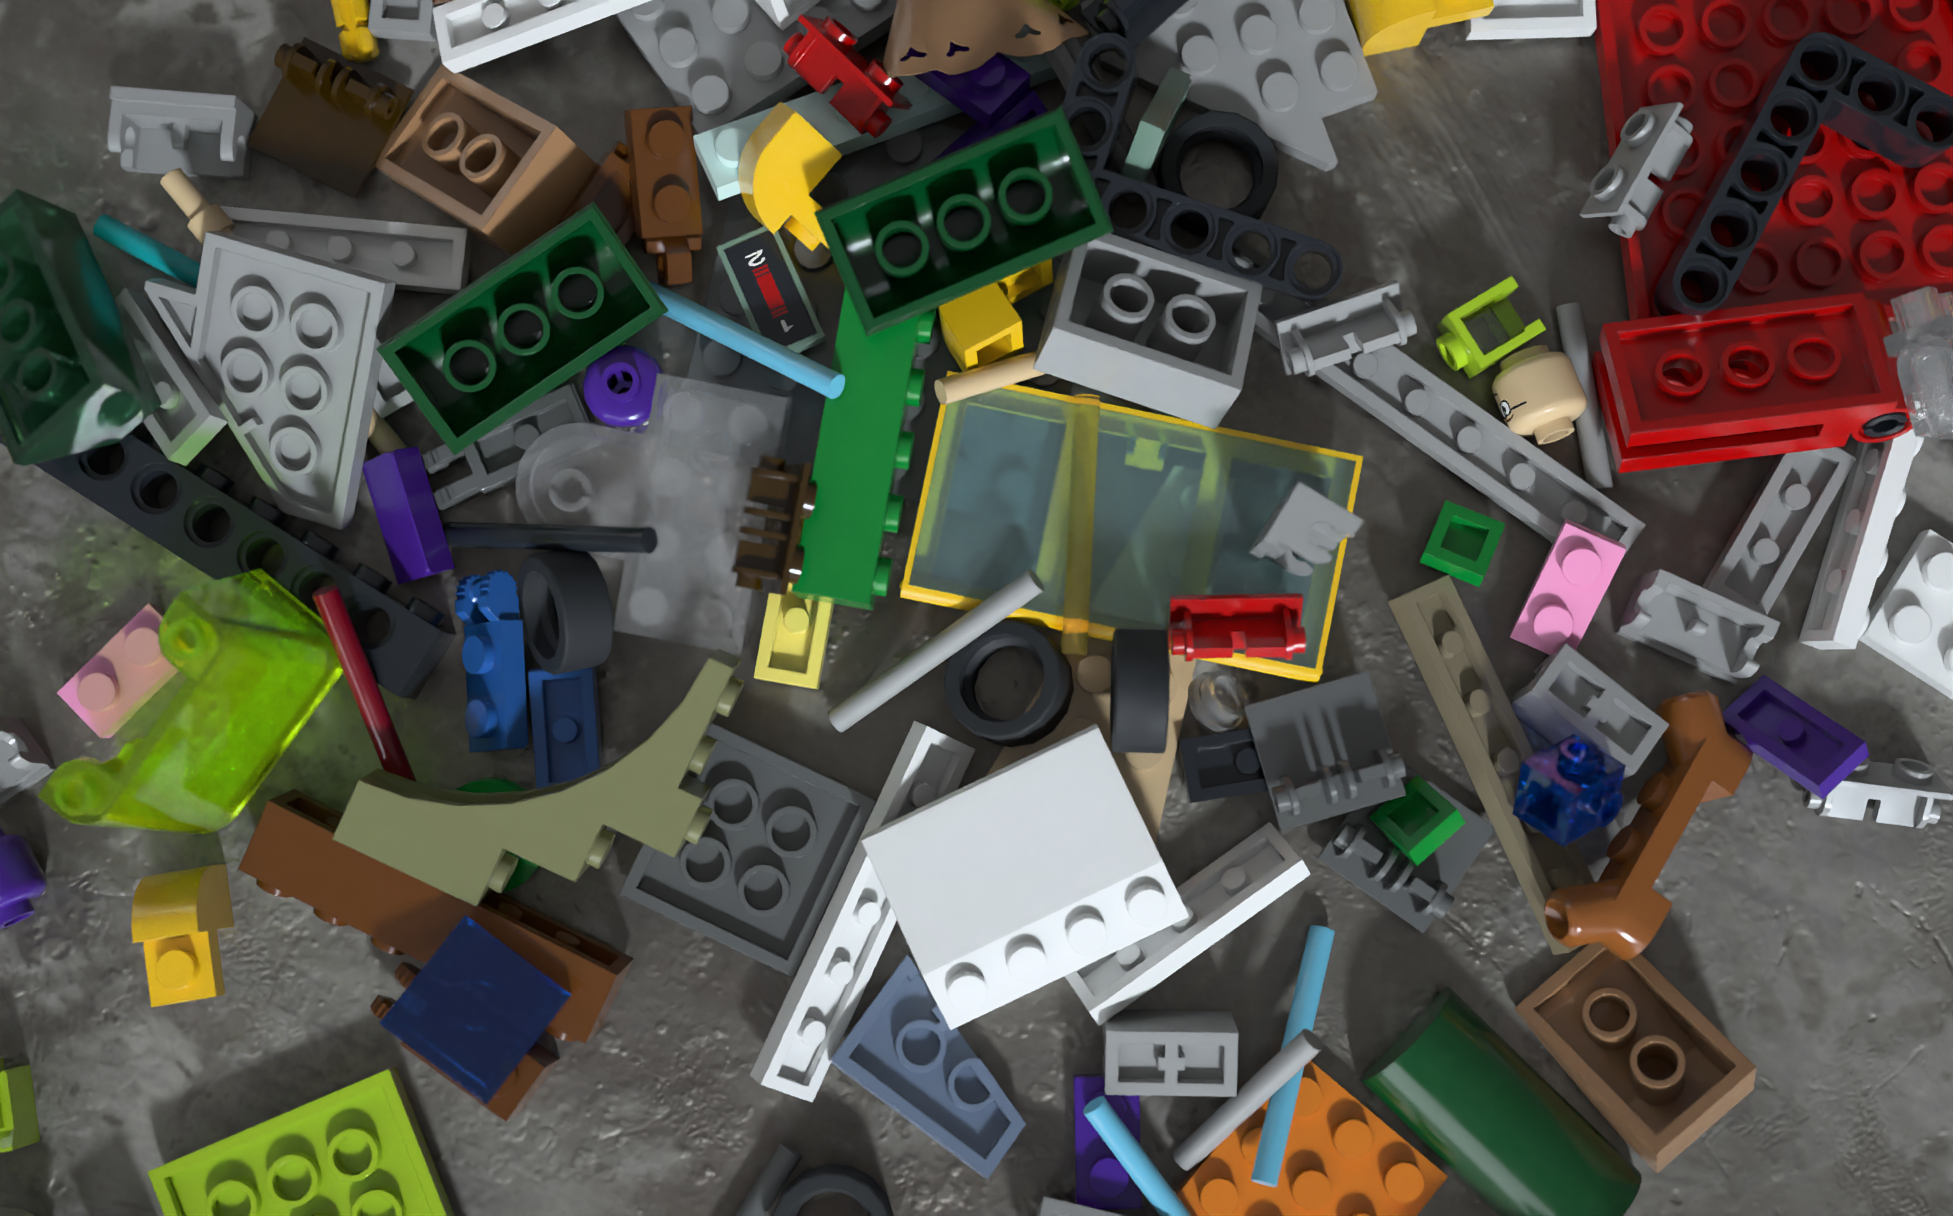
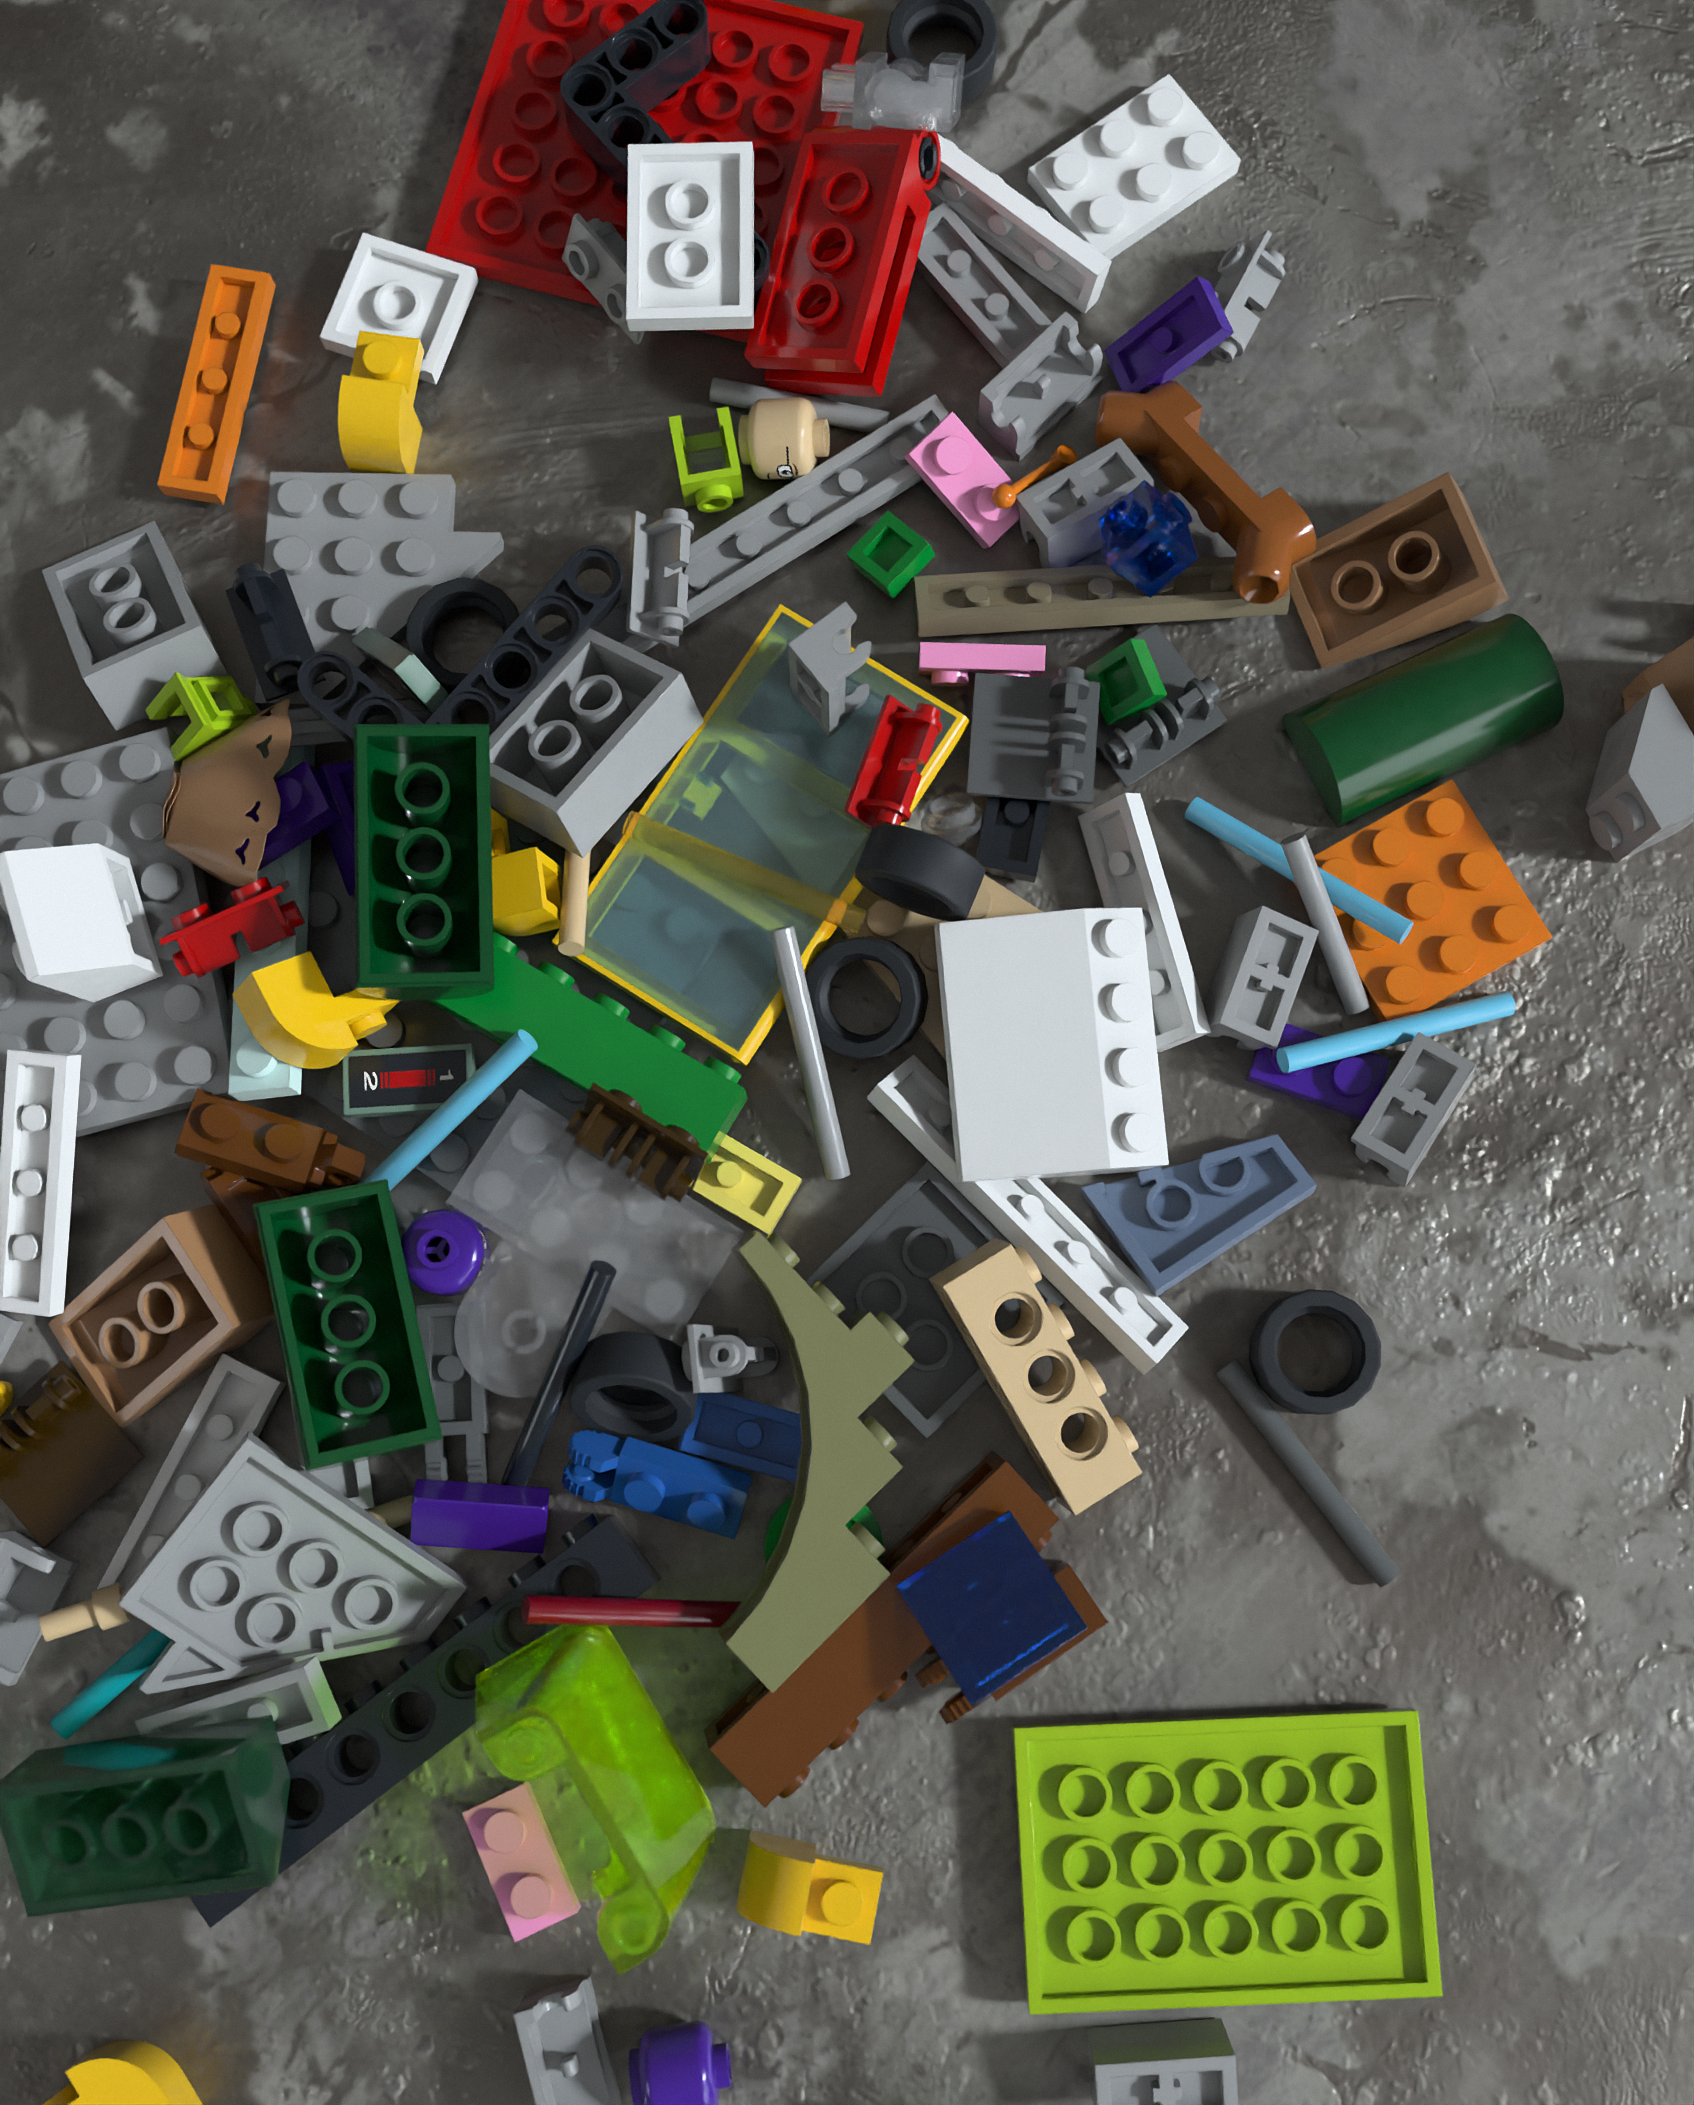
camera: 75 degrees left, 5 degrees down
(621, 678) = (720, 1360): none -> light grey hinge
(641, 1046) = (1101, 1456): none -> tan brick
(1374, 646) = (954, 662): none -> bright pink plate
(1631, 675) = (1005, 495): none -> orange hinge
(1697, 224) = (690, 236): none -> white plate

